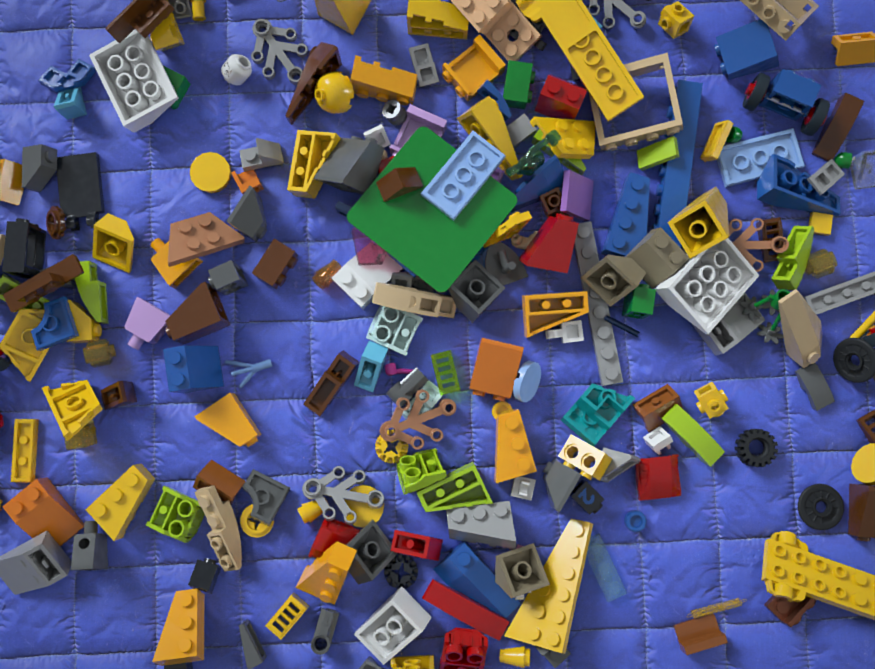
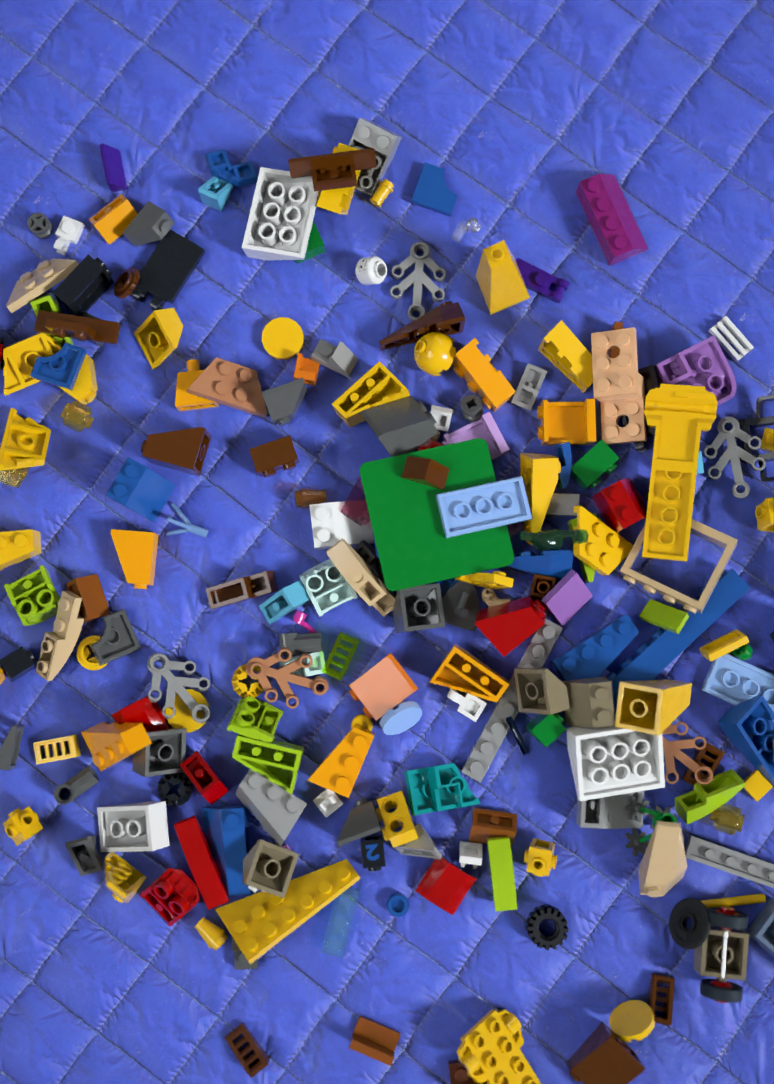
camera: 40 degrees right, 0 degrees up
(93, 292) = (111, 363): lime slope -> none
(118, 395) = (65, 462): reddish brown slope -> none
(145, 323) = (133, 422): lavender torso -> none
(227, 278) = (226, 437): dark grey brick -> none
(310, 511) = (141, 680): yellow cone -> none
(342, 208) = (365, 454): dark blue tile -> none
(713, 611) = (410, 1031): yellow piece -> none
(815, 385) = (639, 917): dark grey slope -> none
(833, 503) = (565, 1034): black wheel -> none

